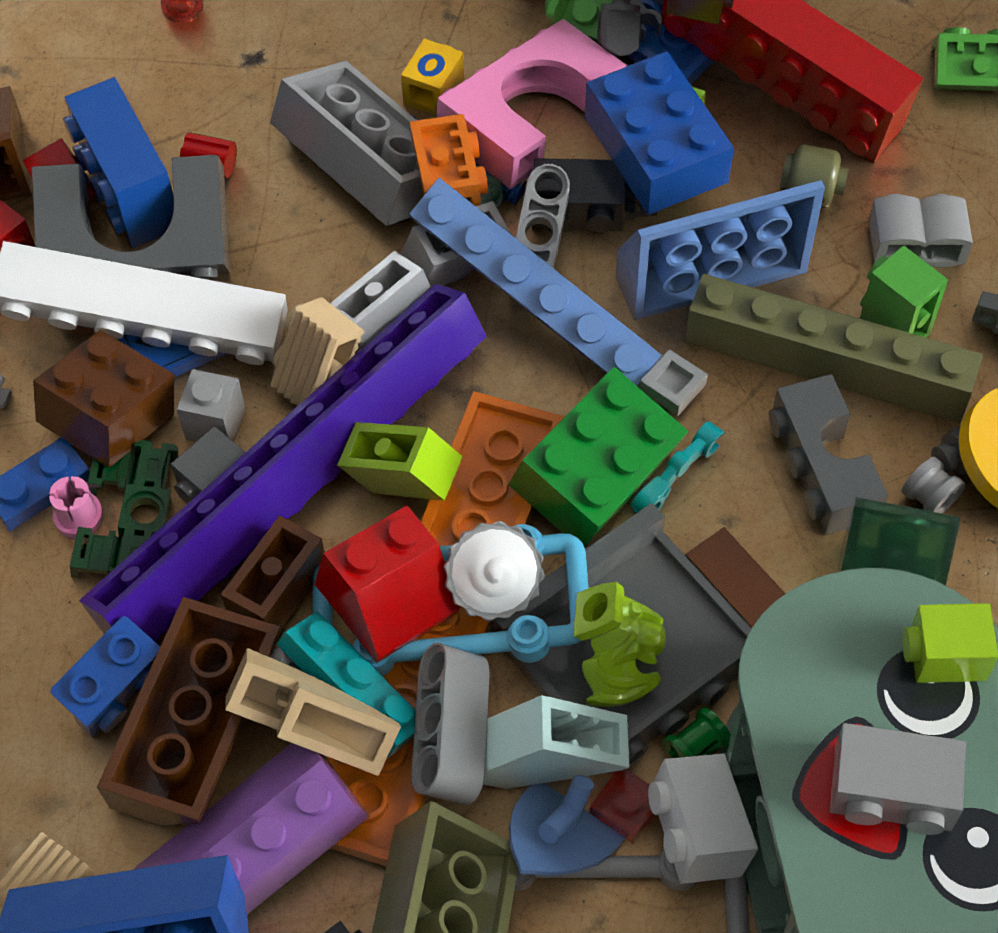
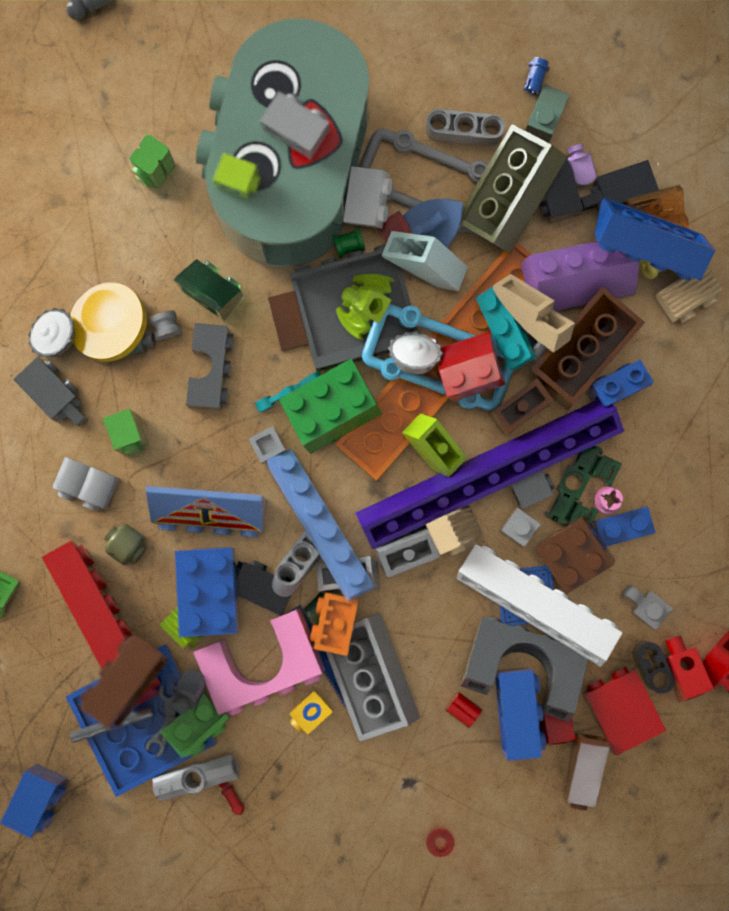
camera: 160 degrees left, 25 degrees up
(450, 724) = (465, 288): light grey beam -> none
(824, 342) = (174, 427): olive brick -> none

